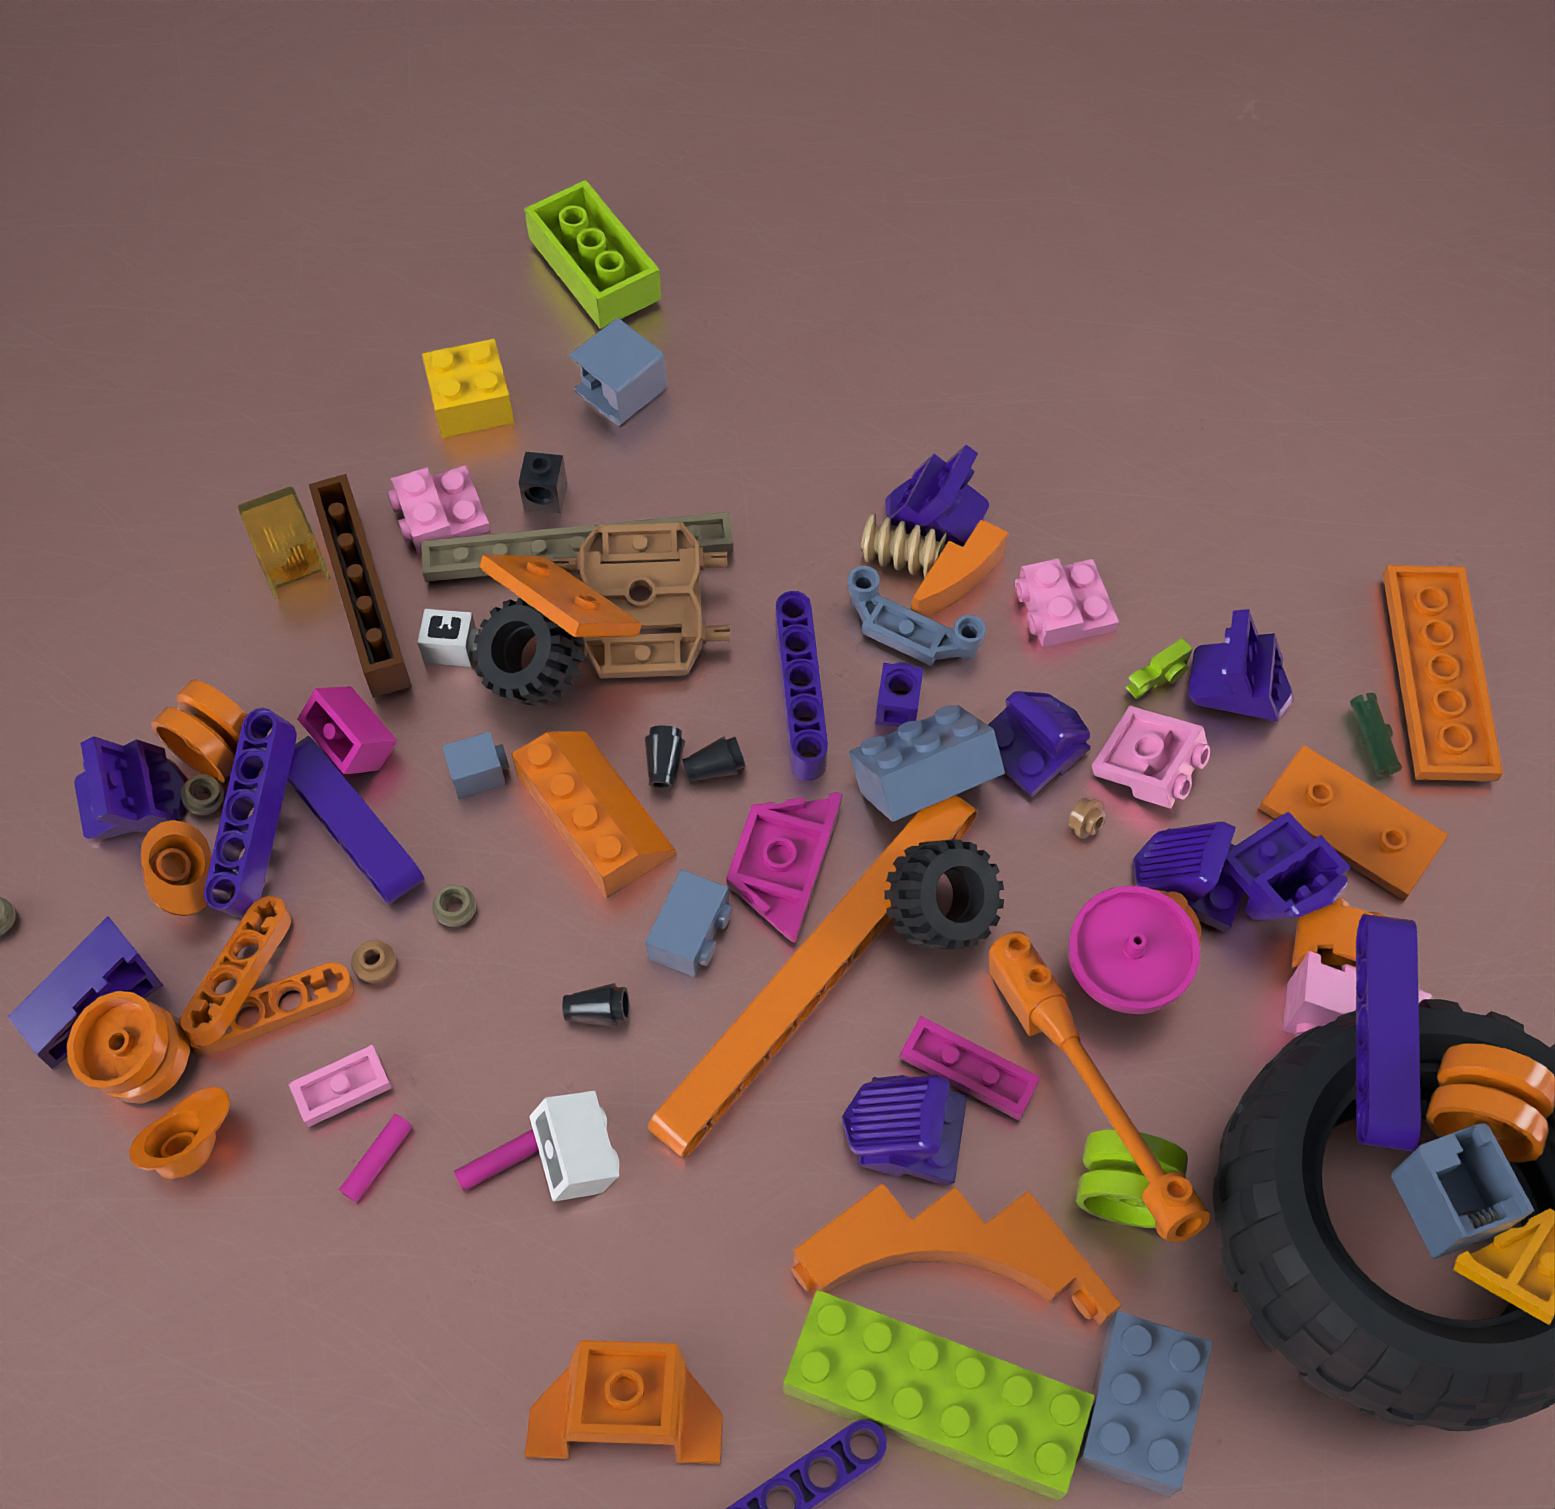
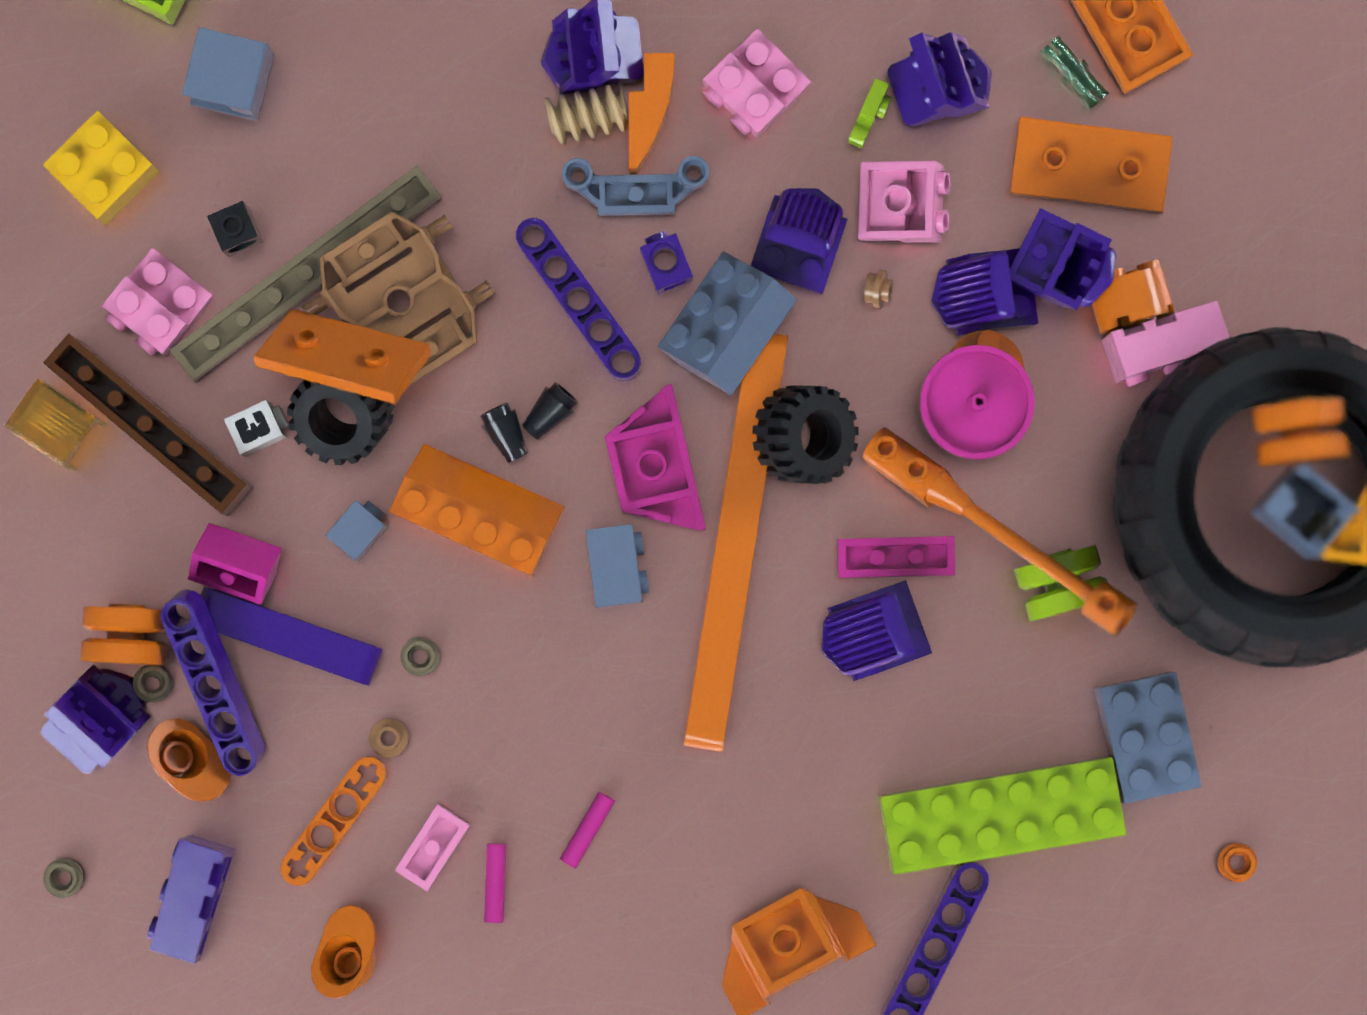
camera: 30 degrees left, 25 degrees up
(128, 1047) = (258, 917): orange wheel -> none
(230, 967) = (286, 809): orange beam -> none
(574, 1145) = (640, 792): white brick -> none
(599, 1006) = (586, 672): black cone -> none
(1015, 1243) = (999, 673): orange arch -> none
(1387, 1033) = (1203, 409): dark purple beam -> none

